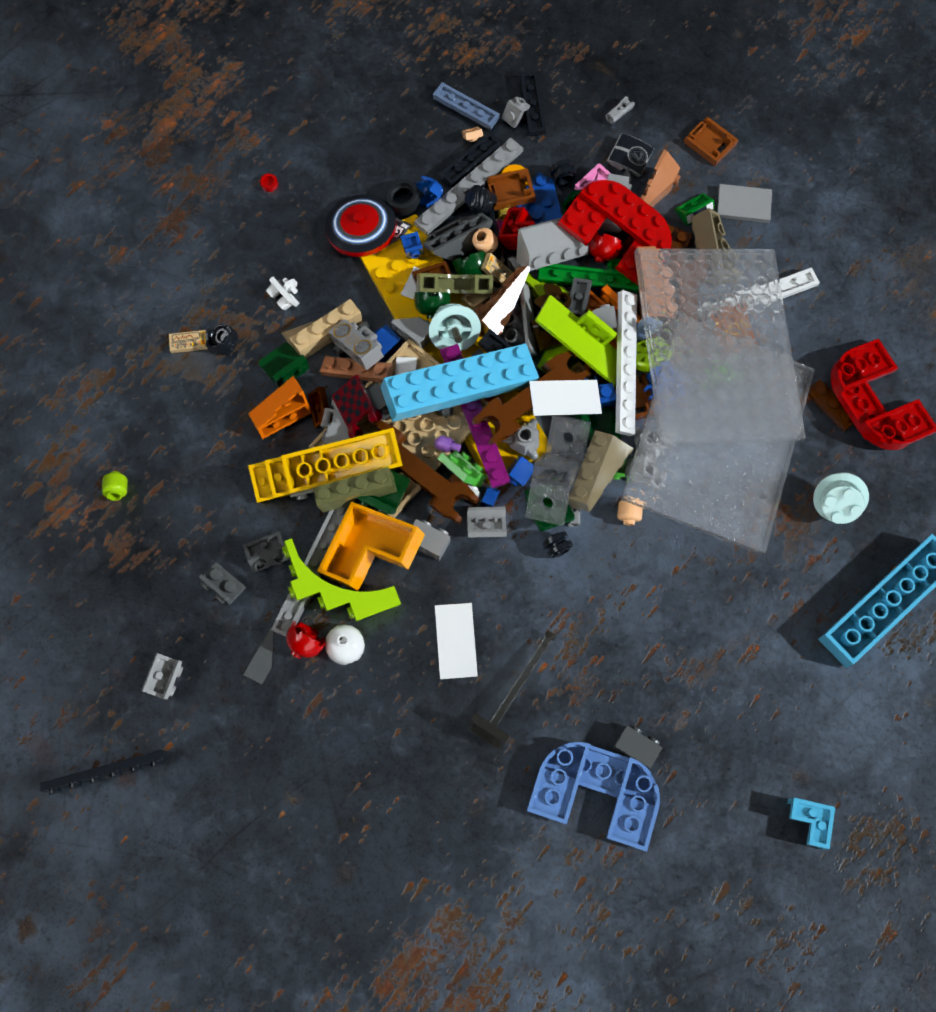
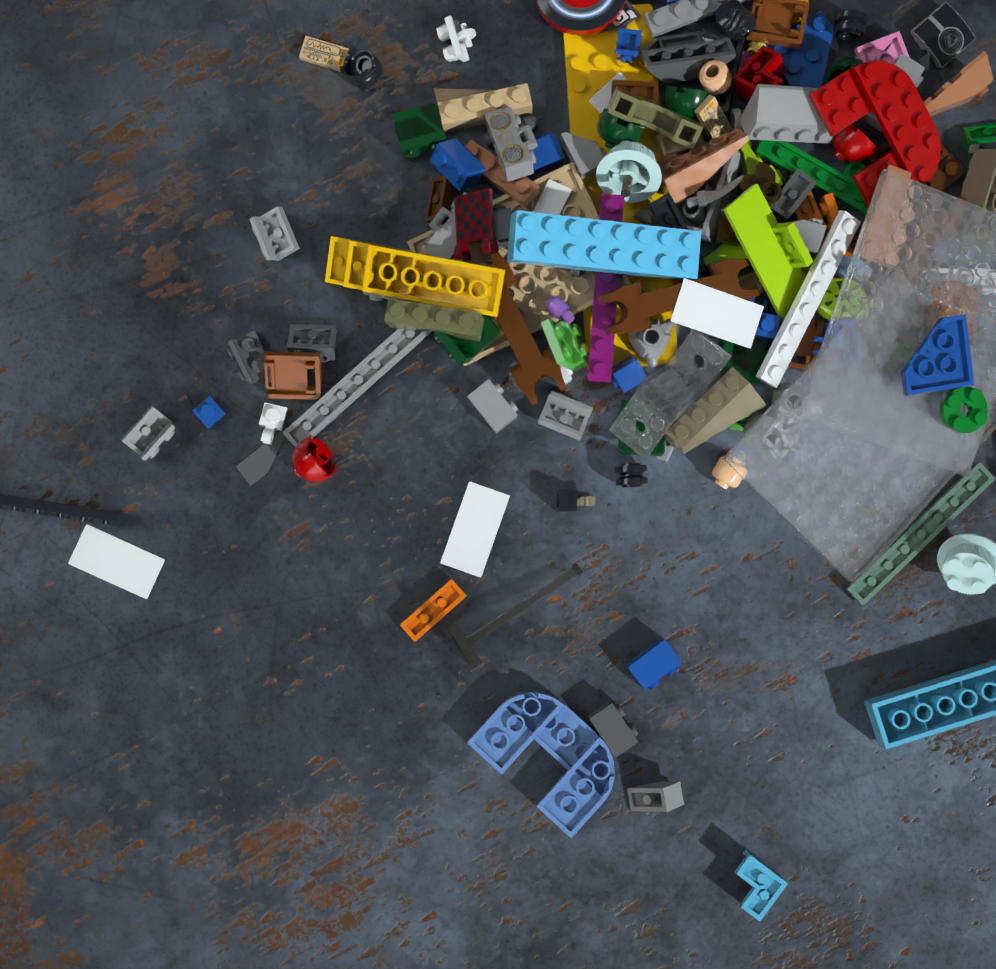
camera: 25 degrees right, 15 degrees up
(114, 486) = (177, 195): lime head -> none
(174, 795) = (116, 561): none -> white sticker
(203, 483) = (274, 234): none -> light grey bracket
(204, 640) = (209, 412): none -> blue plate
(257, 582) = (290, 375): none -> dark orange container
(257, 624) = (272, 419): none -> white plate
(280, 409) = (392, 184): orange wedge -> none
(323, 375) = (457, 164): none -> blue brick
(331, 597) = (389, 447): lime arch -> none
(344, 644) = (362, 475): white cylinder -> none
(361, 539) = (420, 376): light orange piece -> none
(451, 717) = (433, 610): none -> orange plate
(490, 497) = (582, 388): blue piece -> none
(517, 322) = (705, 197): none -> light grey bar
(519, 586) = (569, 501): none -> black piece
(644, 682) = (654, 664): none -> blue brick
(697, 787) = (656, 796): none -> light grey slope
(742, 360) = (941, 359): none -> blue plate
(786, 385) = (976, 413): none -> green plate
(793, 496) = (921, 532): none -> sand green plate

